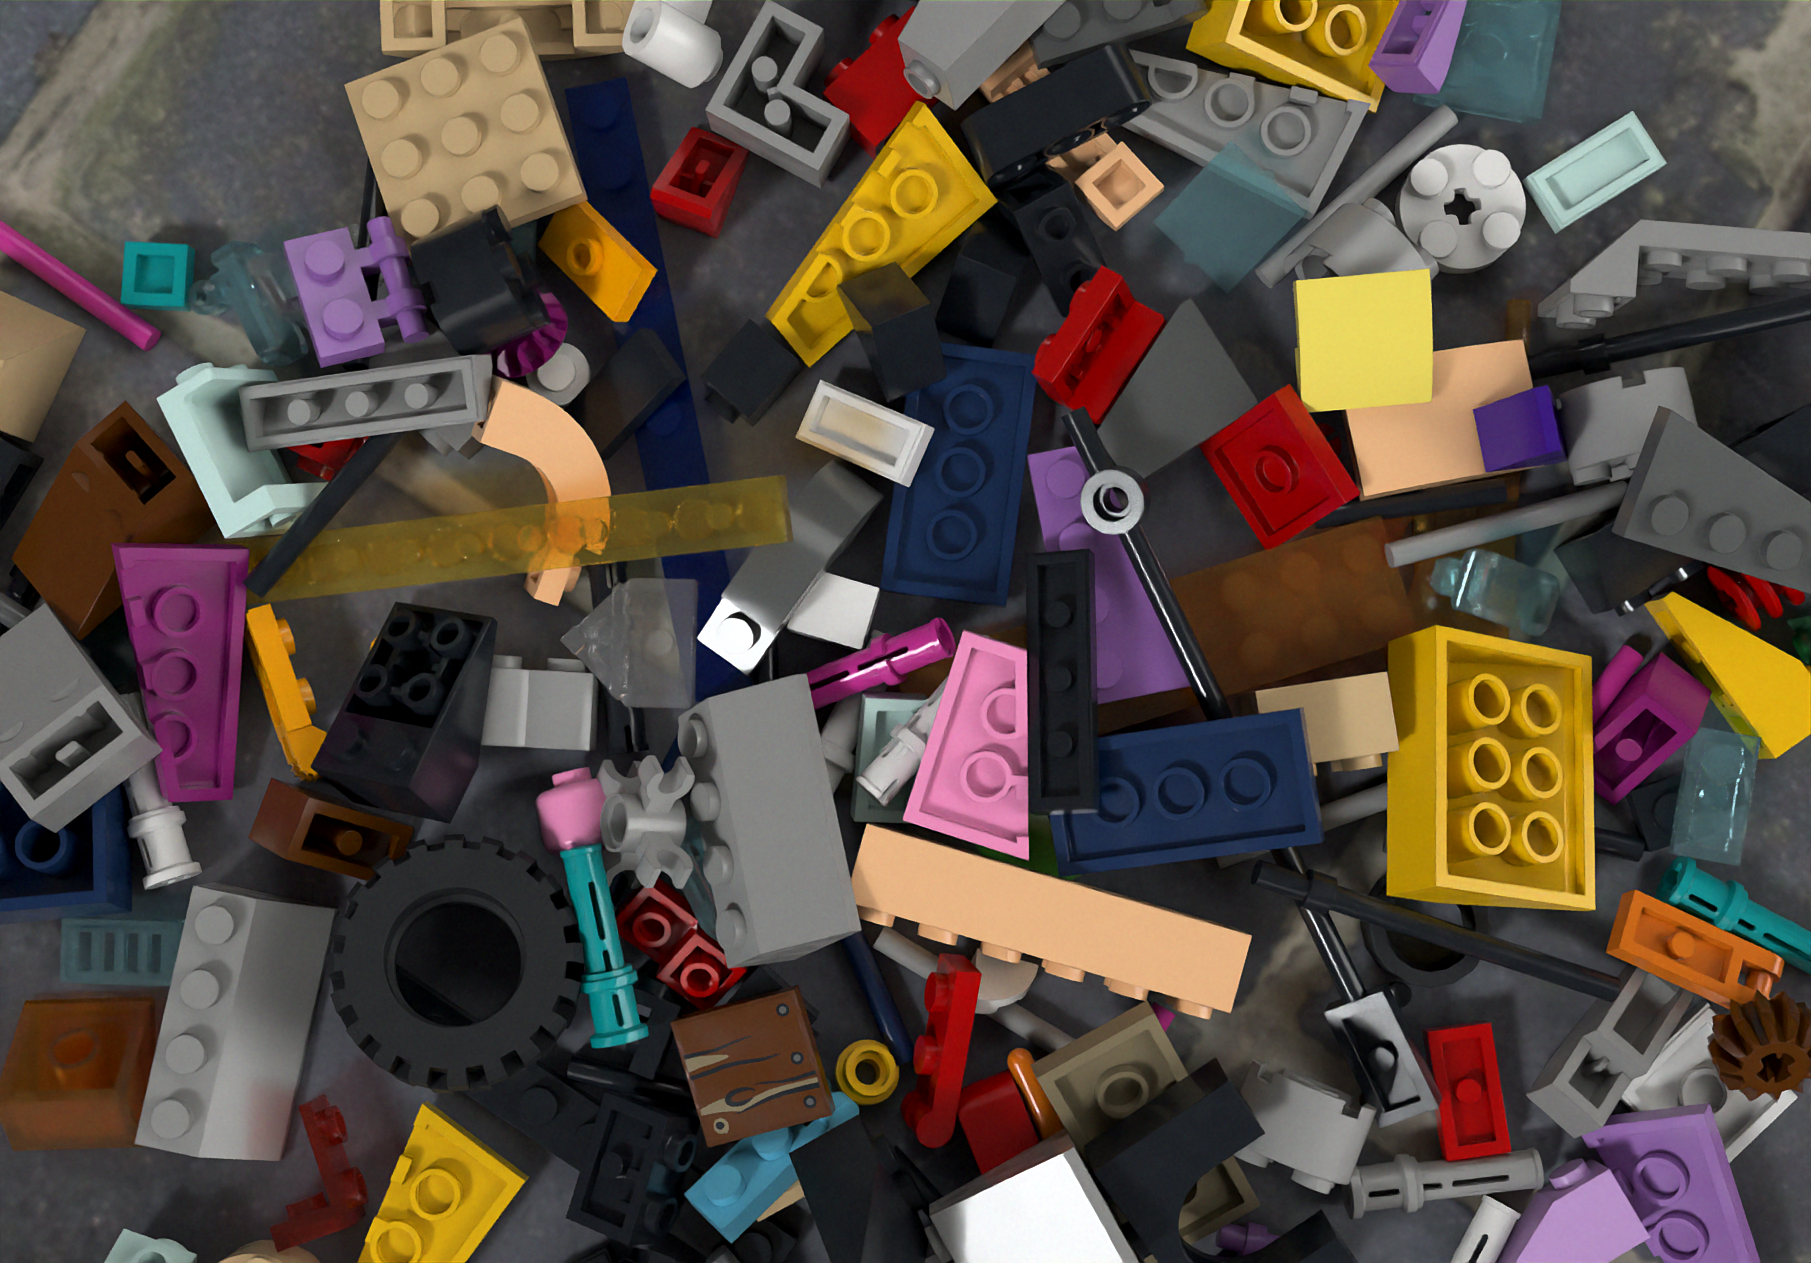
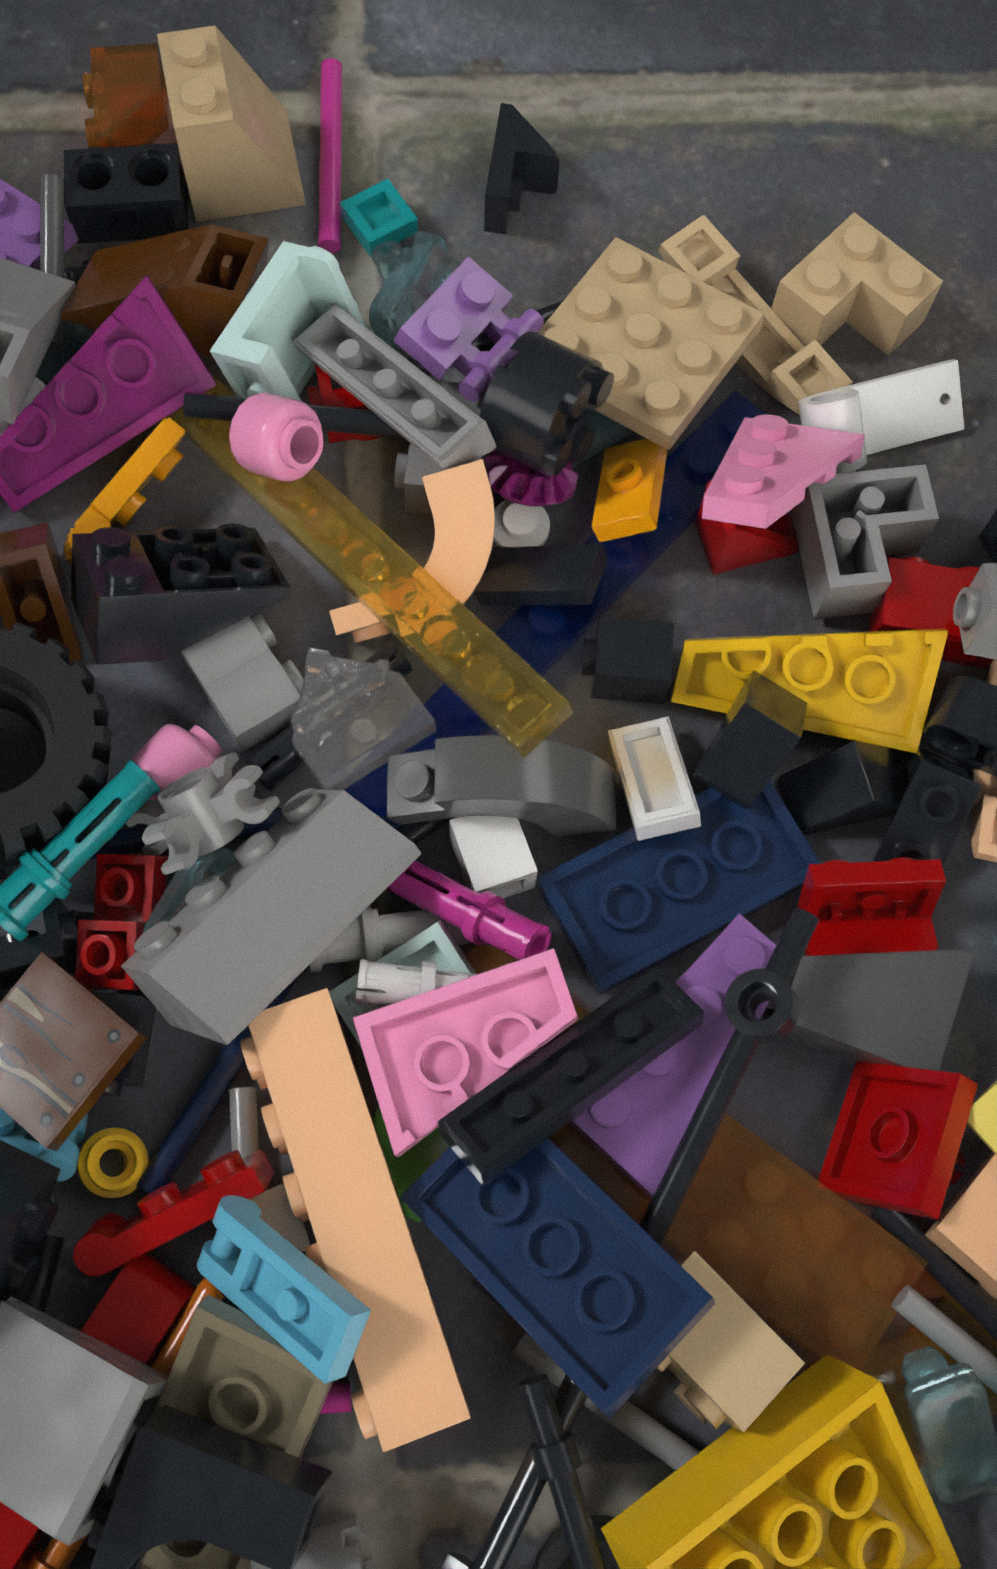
camera: 45 degrees right, 15 degrees down
(190, 108) = (518, 163): none -> black slope
(350, 537) = (276, 437): none -> bright pink head
(680, 136) = (772, 467): none -> bright pink wing
(1065, 1009) = (283, 1290): none -> medium azure plate

